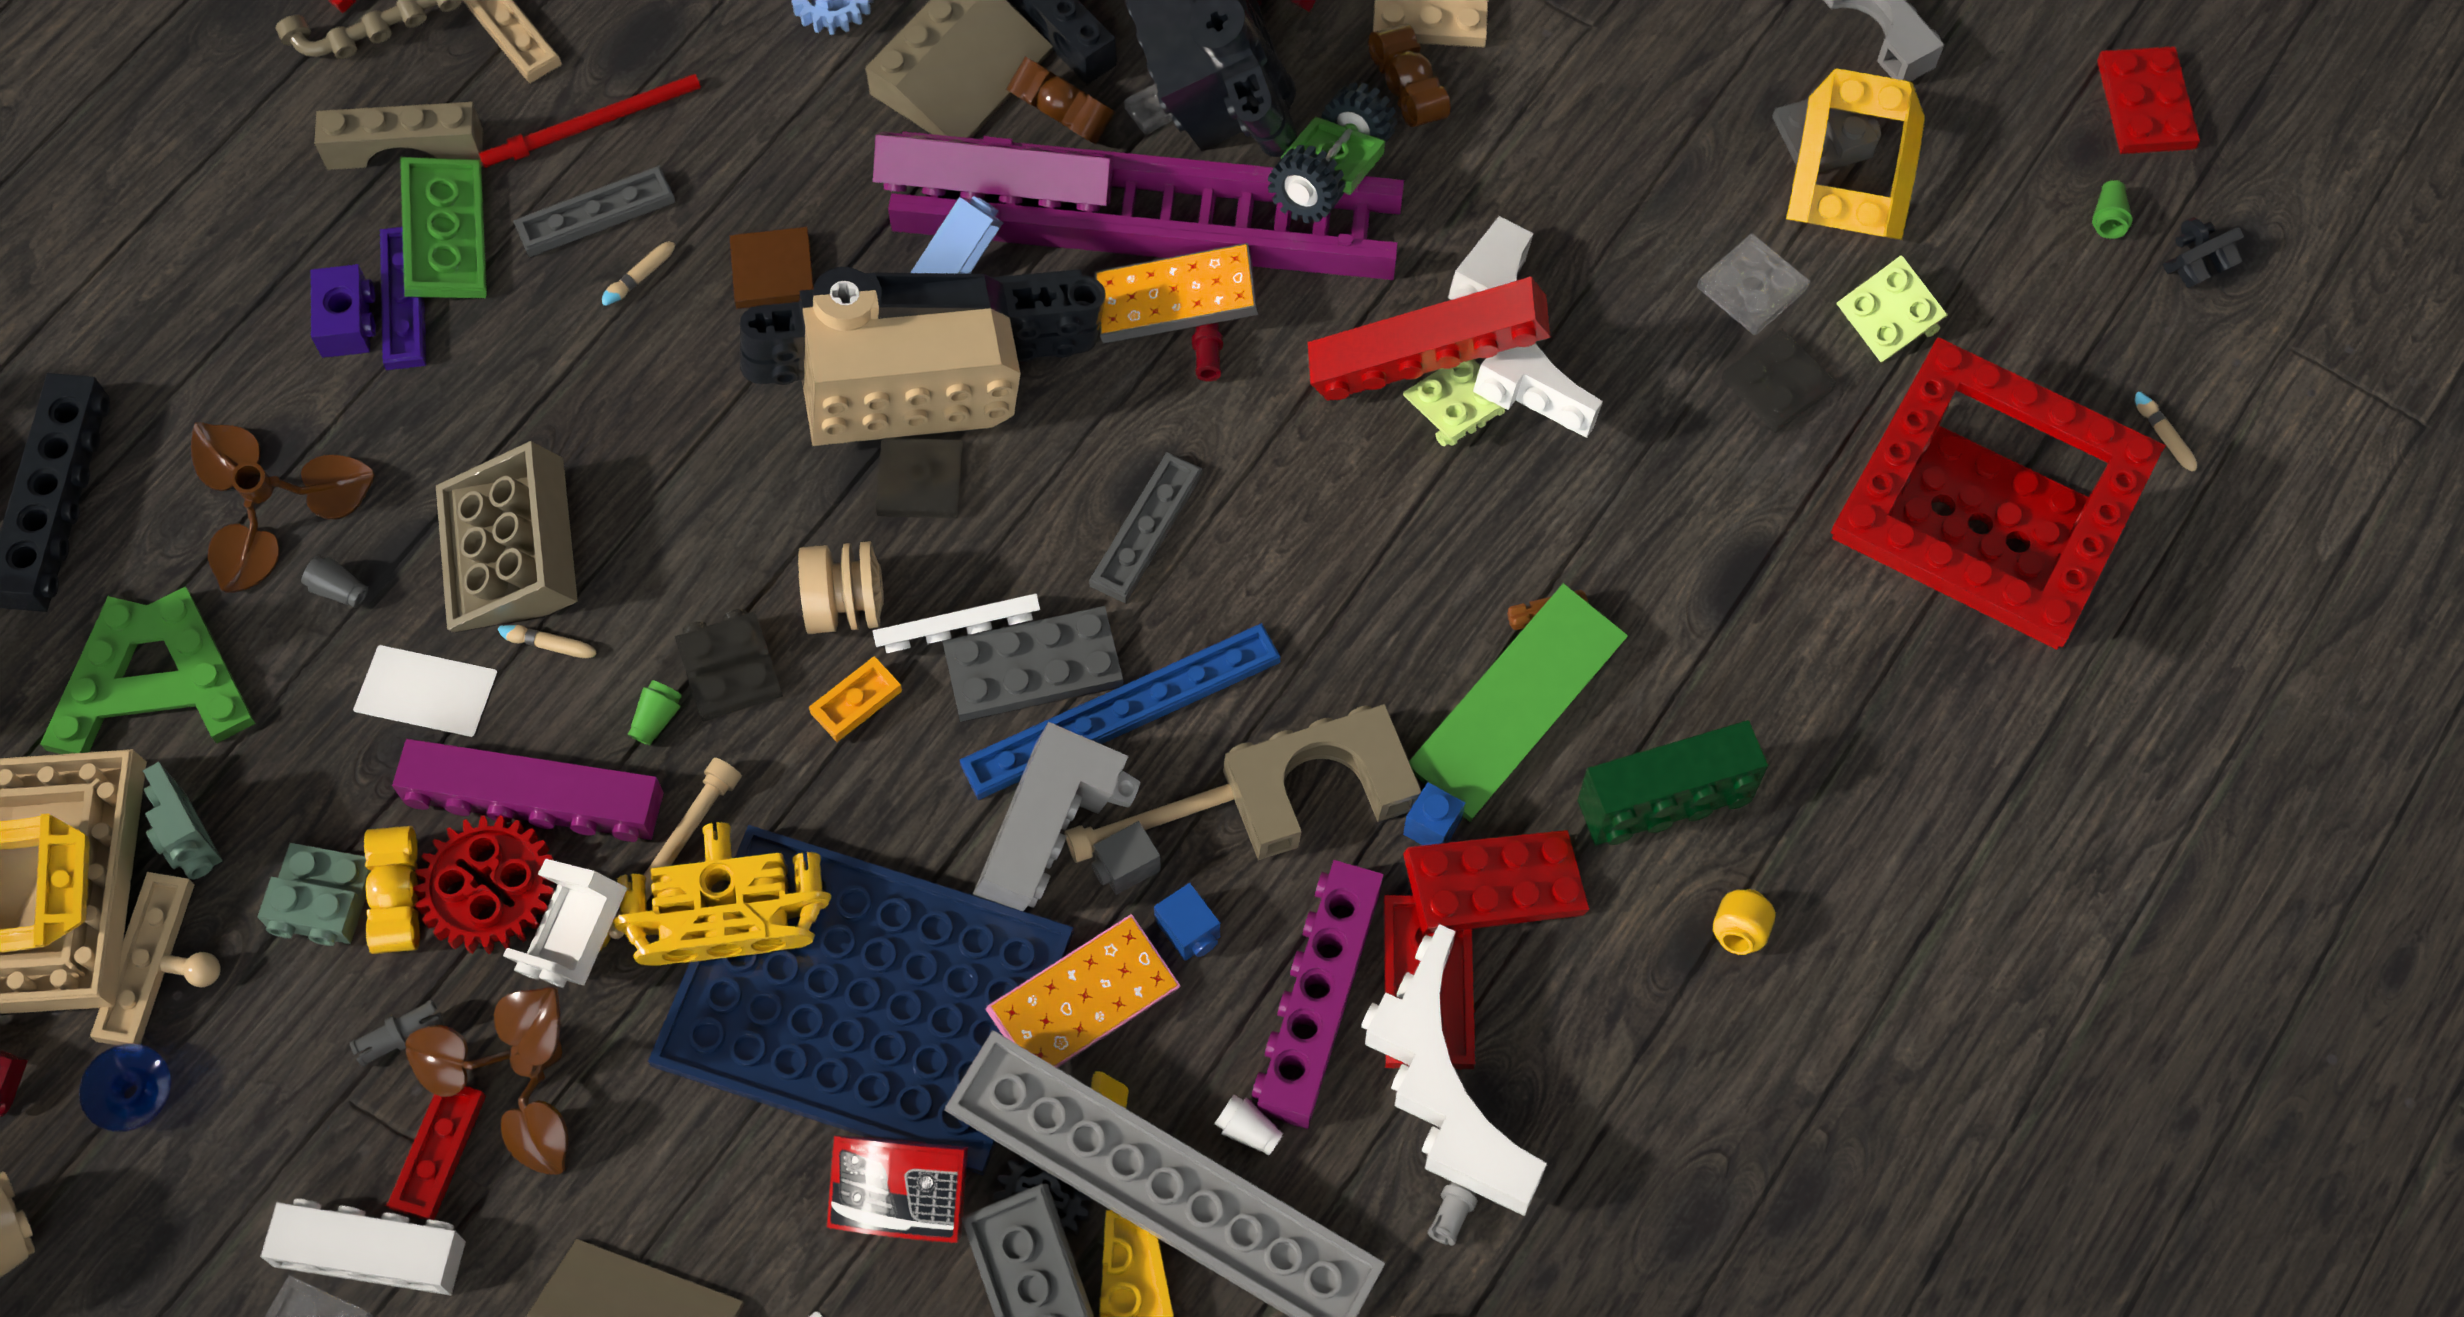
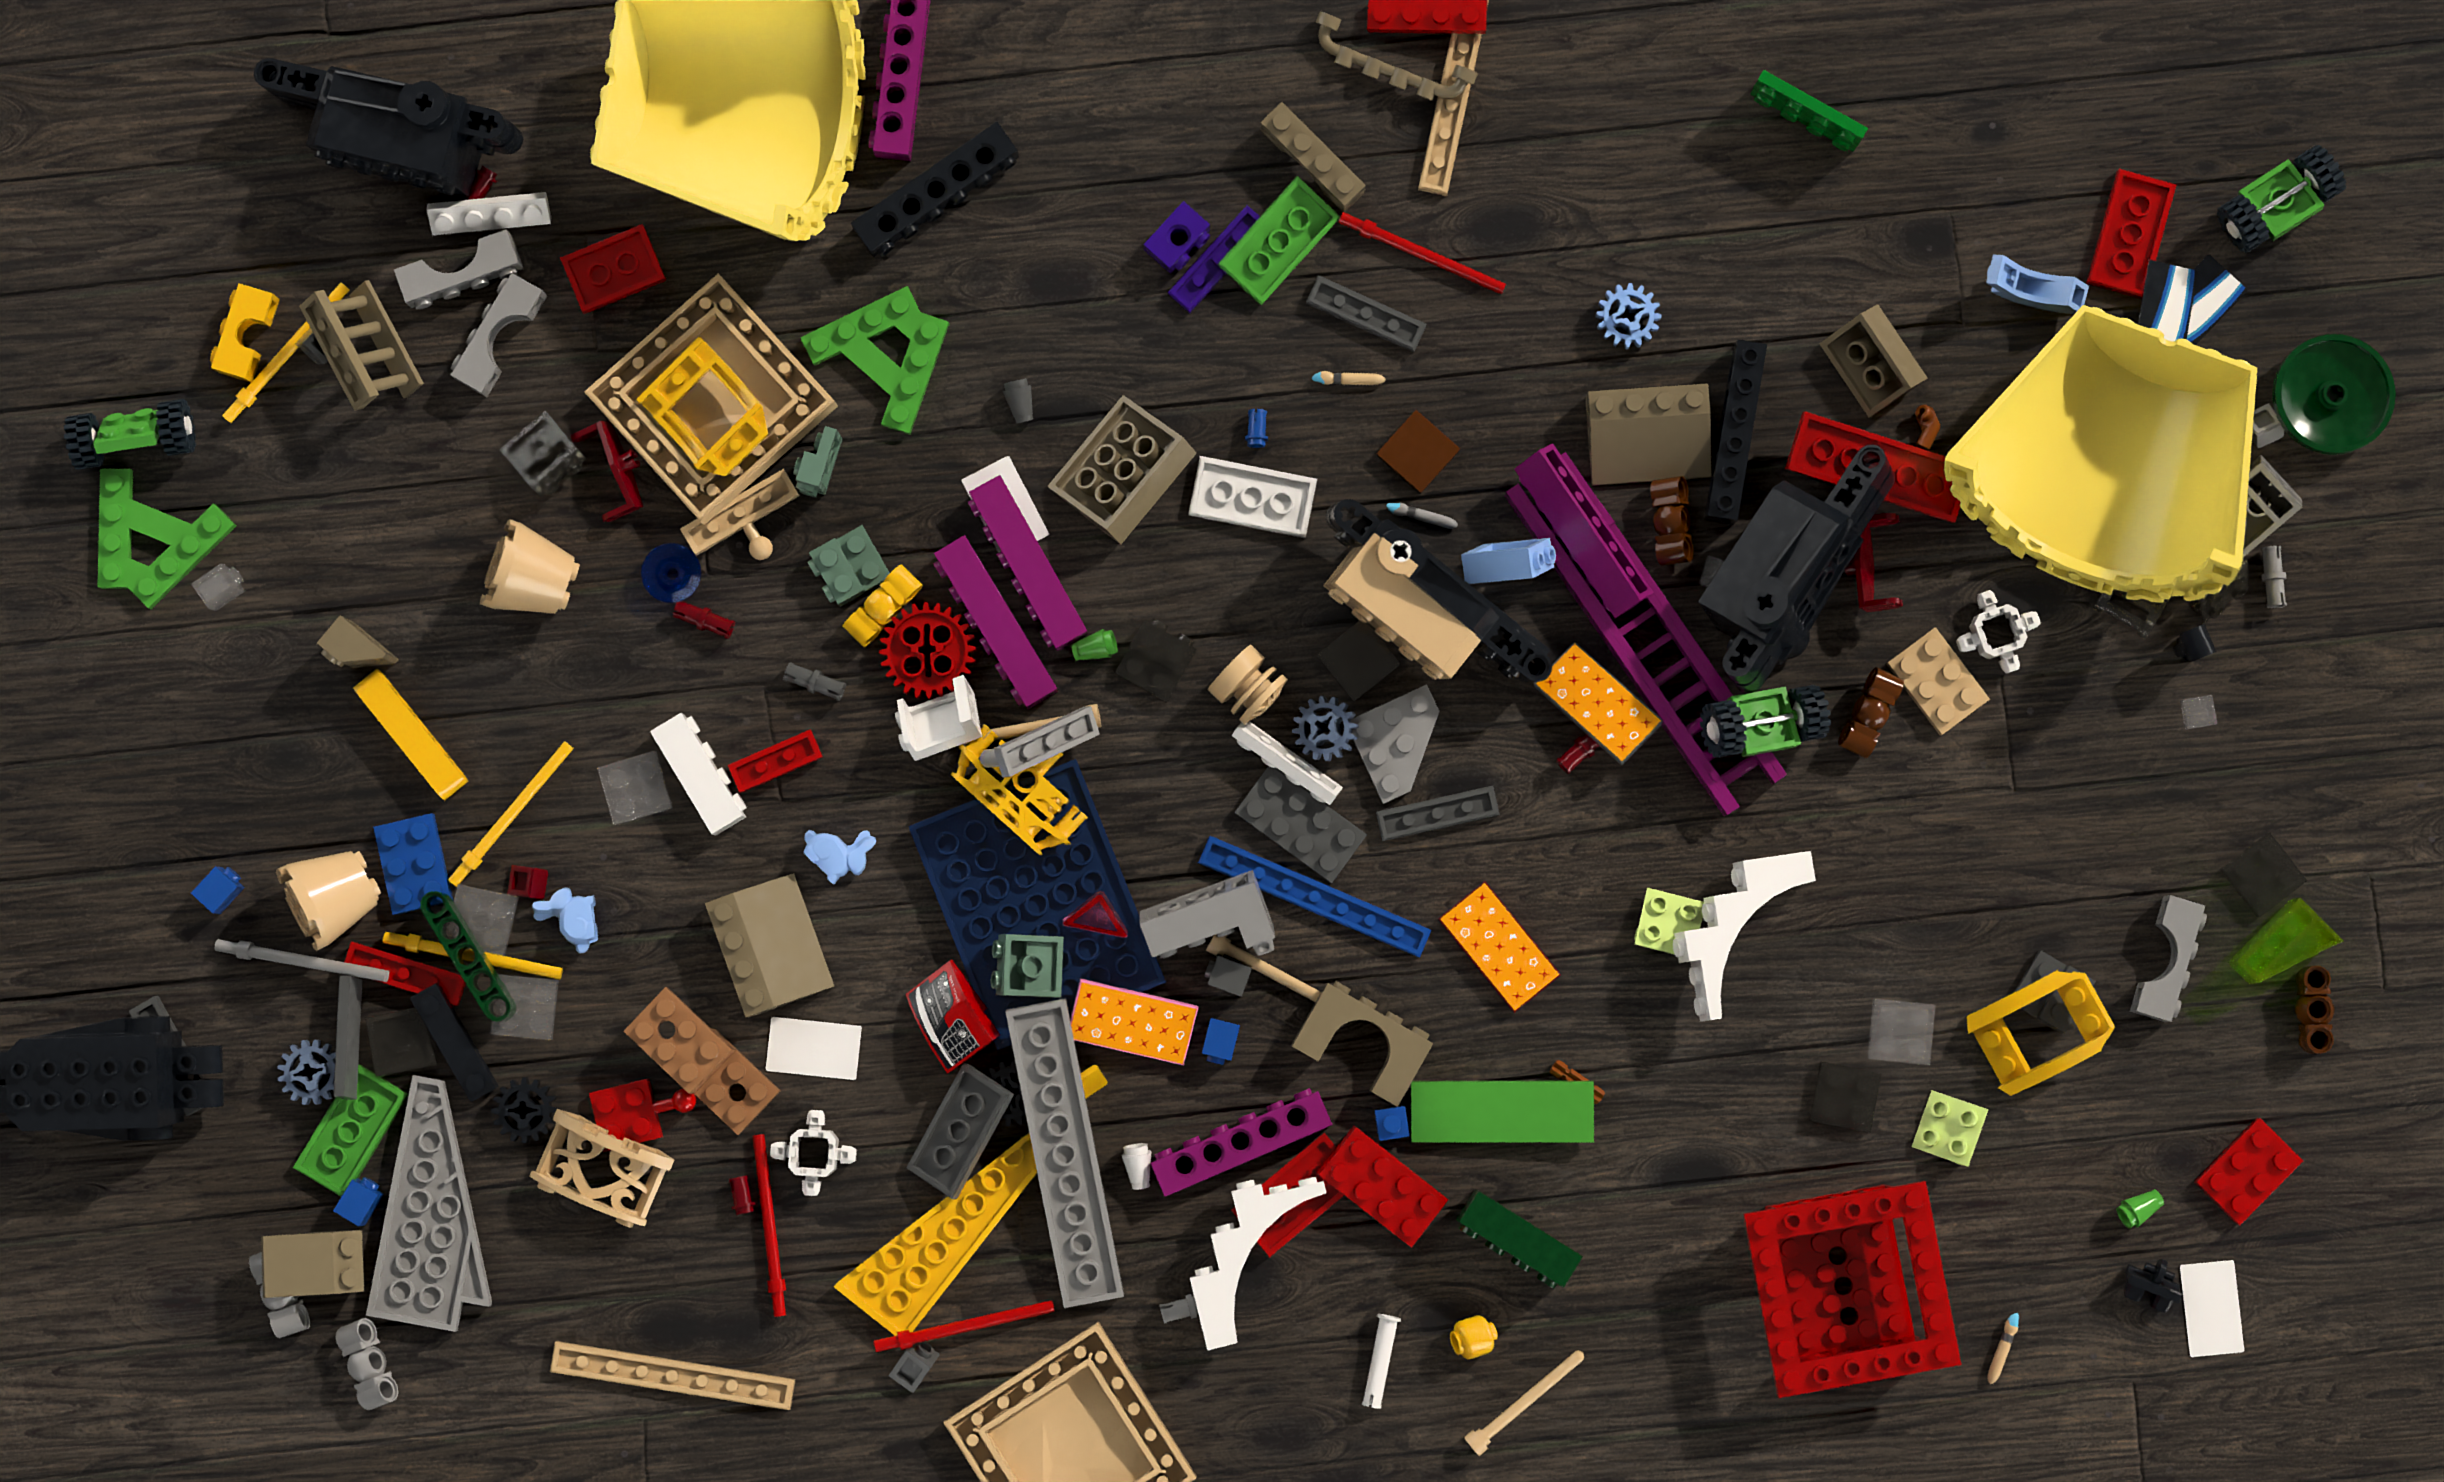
camera: 55 degrees right, 20 degrees up
(209, 1096) = (704, 619): none -> dark red pin
(230, 458) = (991, 326): reddish brown plant -> none
(502, 707) = (1028, 562): none -> magenta brick
(531, 1025) = (862, 766): reddish brown plant -> none
(547, 641) = (1087, 547): tan piece -> none
(600, 1173) = (835, 856): none -> light blue animal
(604, 393) = (1256, 428): none -> blue pin
(660, 447) = (1252, 497): none -> white tile
(691, 829) = (1042, 742): none -> light grey piece
(855, 699) = (1196, 747): light orange plate -> none
(917, 1051) = (1028, 965): none -> sand green plate
(934, 933) = (1097, 916): none -> piece
(974, 555) = (1318, 738): none -> sand blue gear
(1034, 509) = (1395, 741): none -> light grey plate
(1338, 575) = (1499, 947): none -> light orange tile
(1429, 339) = (1678, 886): red brick -> none
(1690, 1042) = (1380, 1360): none -> white pin
(1866, 1009) = (1480, 1438): none -> tan piece
(2268, 228) = (2212, 1308): none -> white sticker

